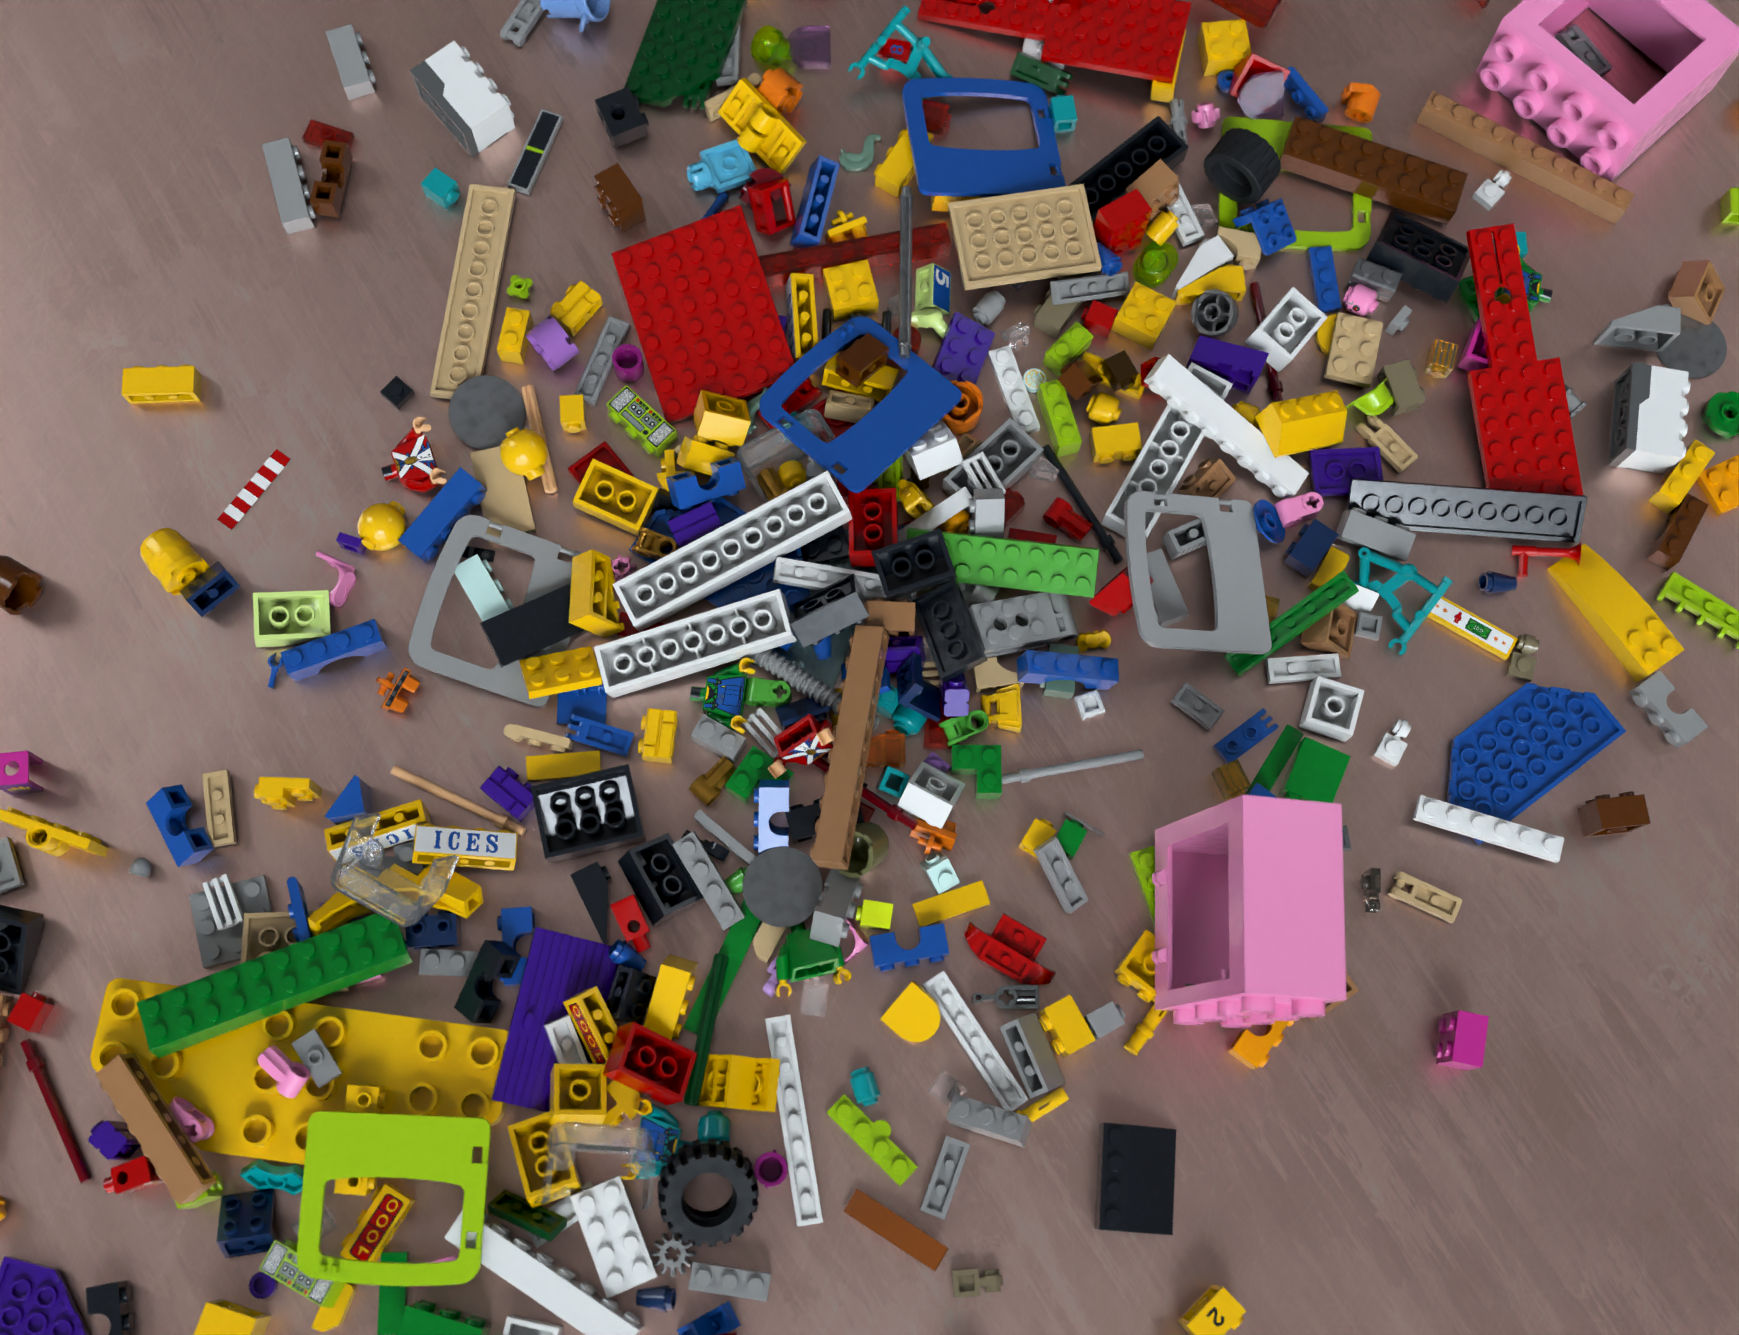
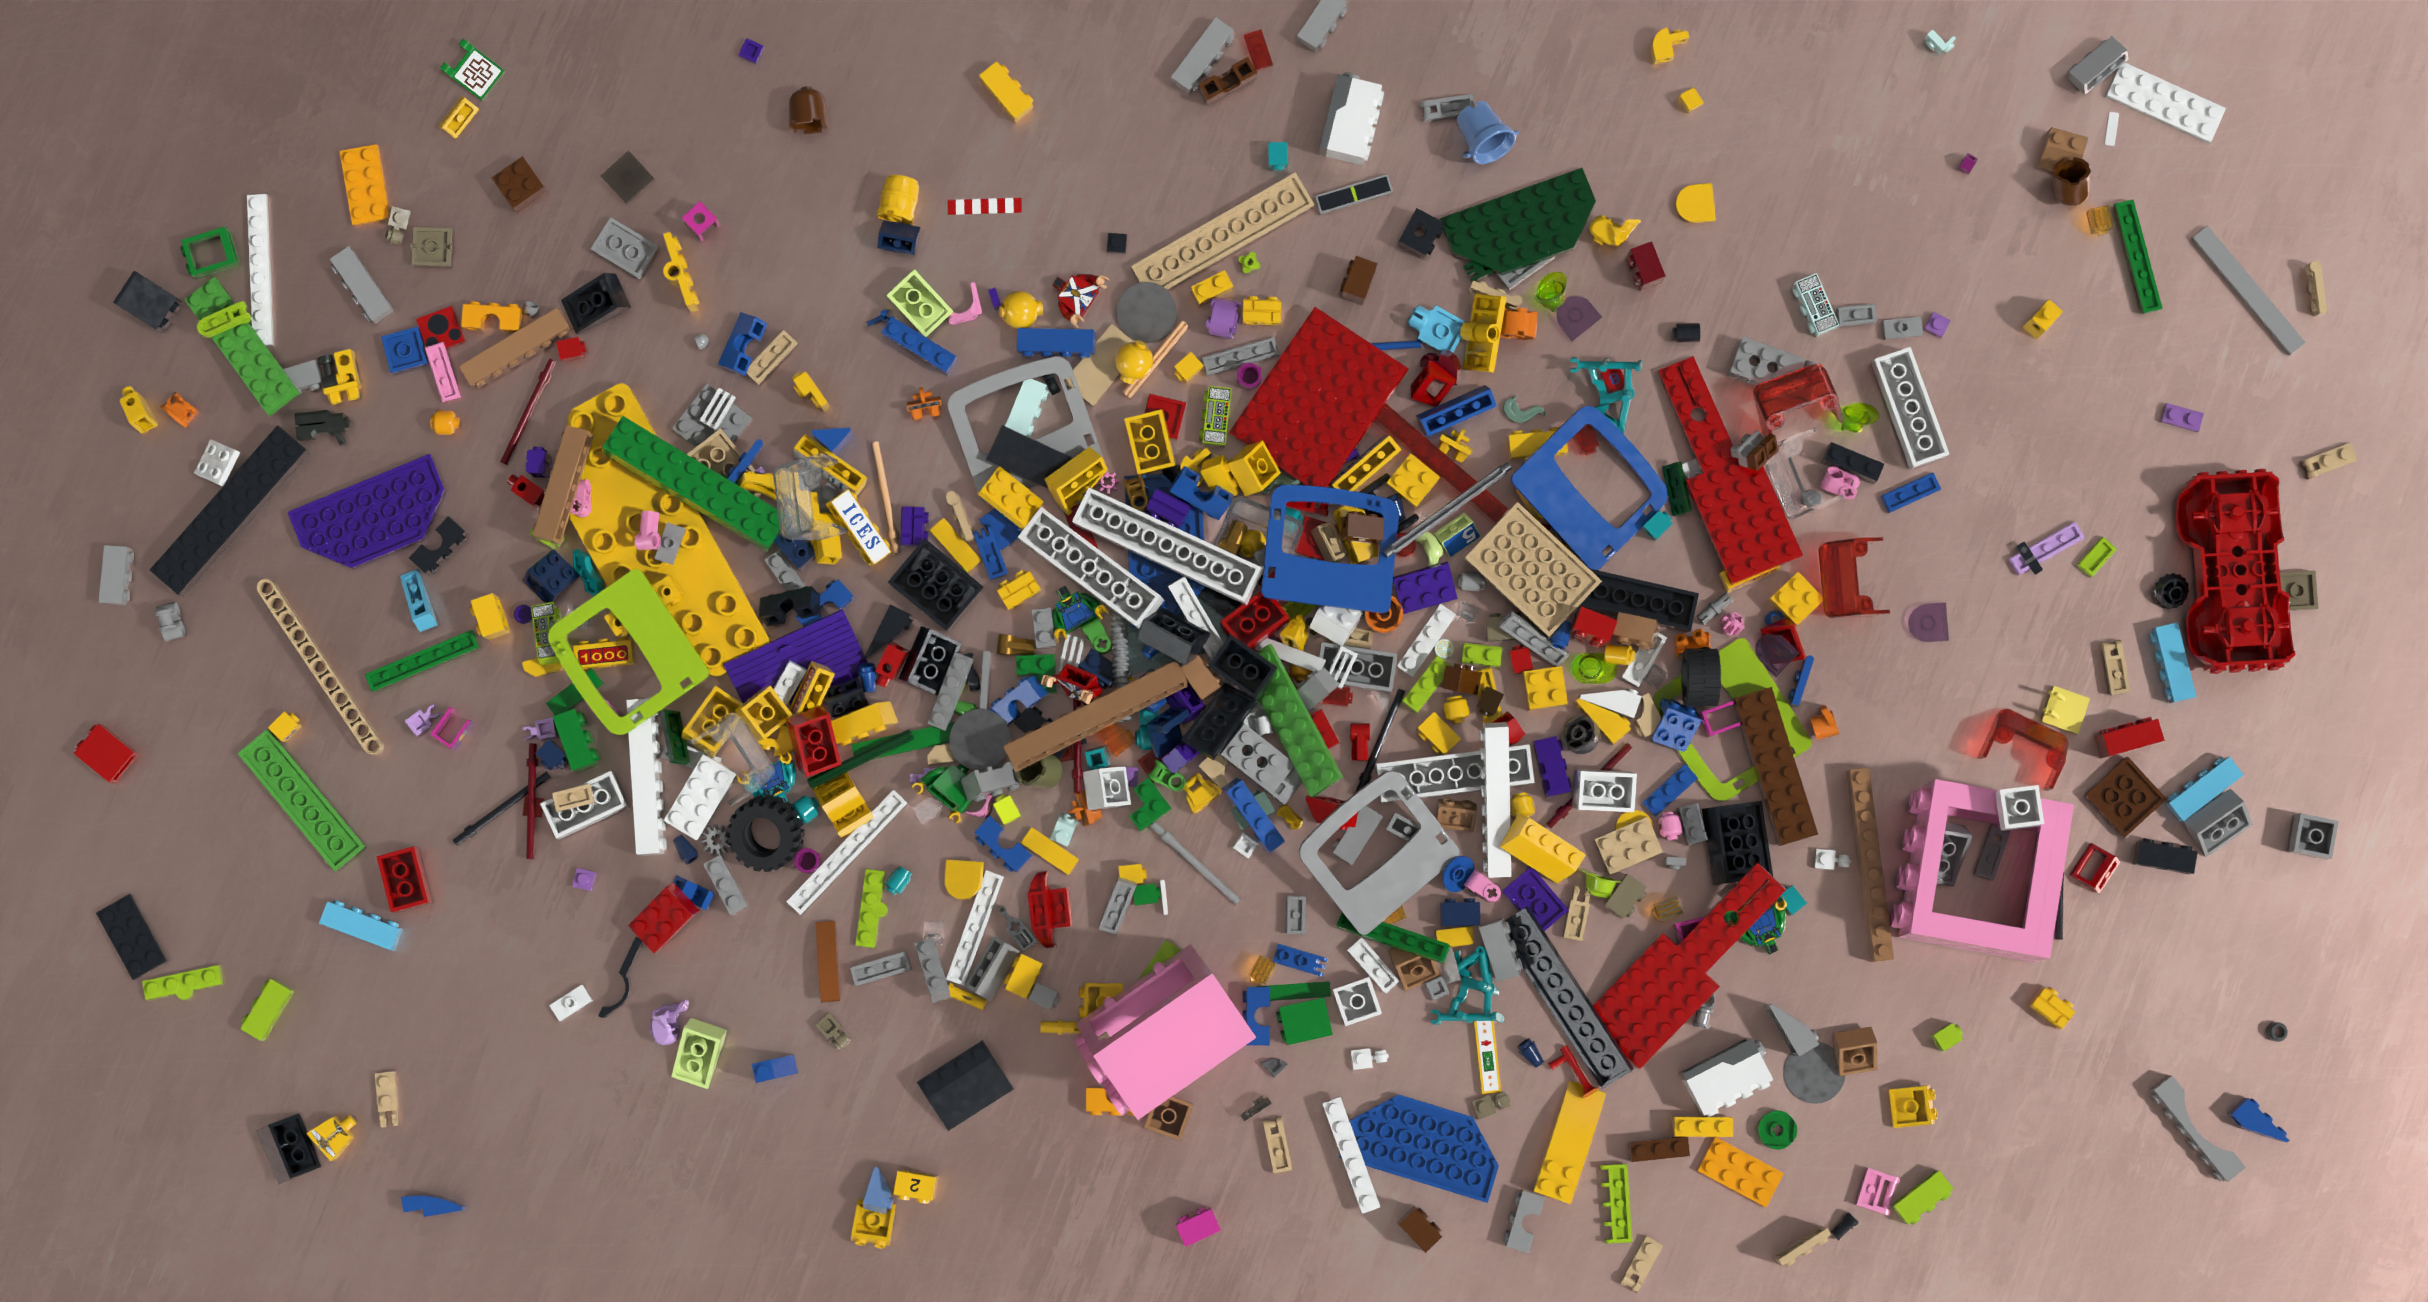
camera: 55 degrees right, 10 degrees up
(1193, 165) = (1699, 640): none -> orange hips
(1295, 200) = (1706, 725): none -> dark pink piece

